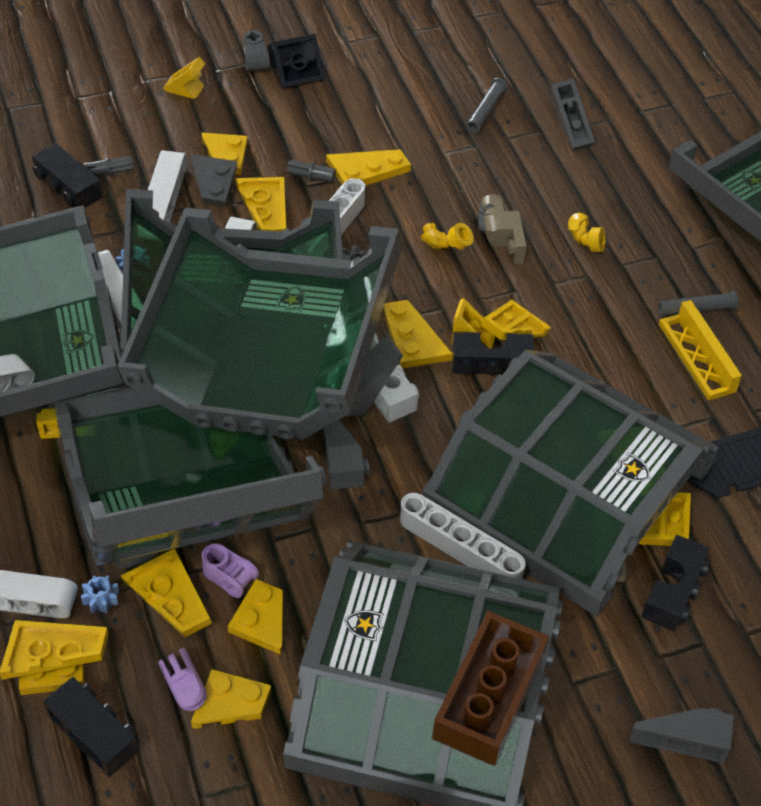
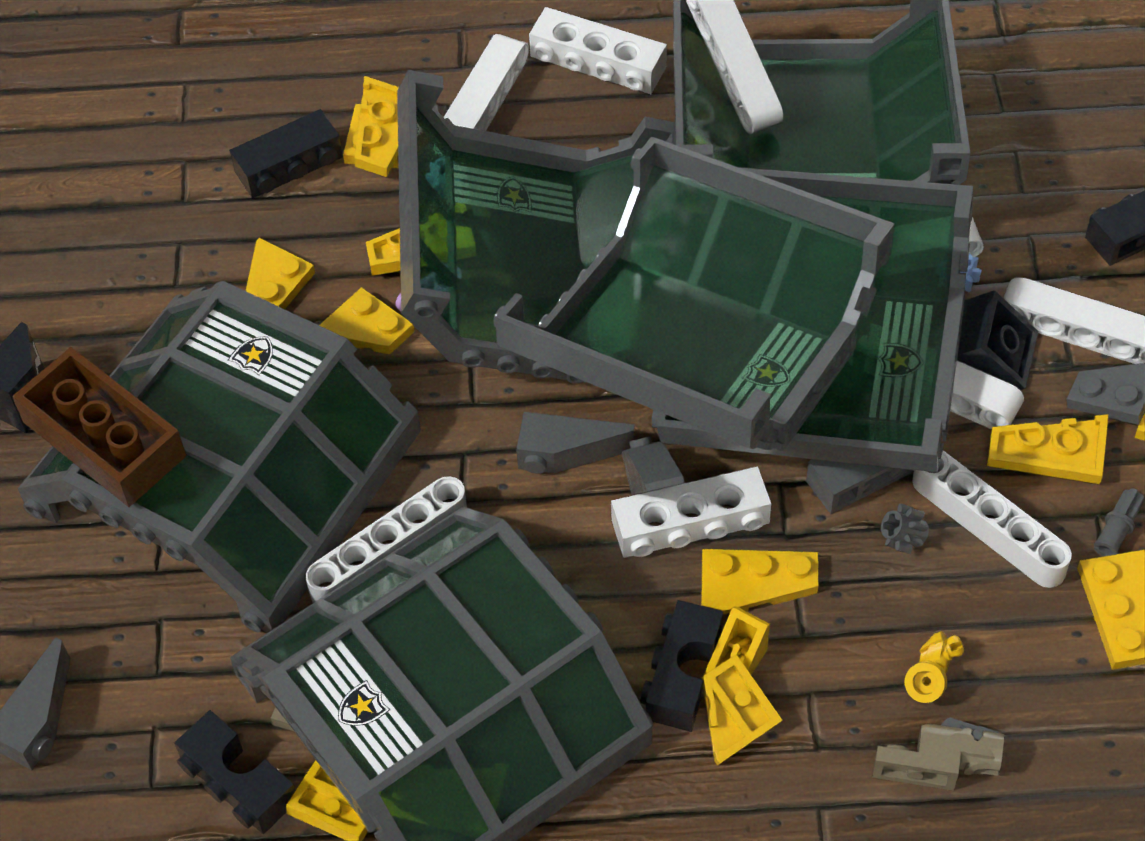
camera: 110 degrees right, 5 degrees up
(185, 683) = (306, 235): lavender arm -> none

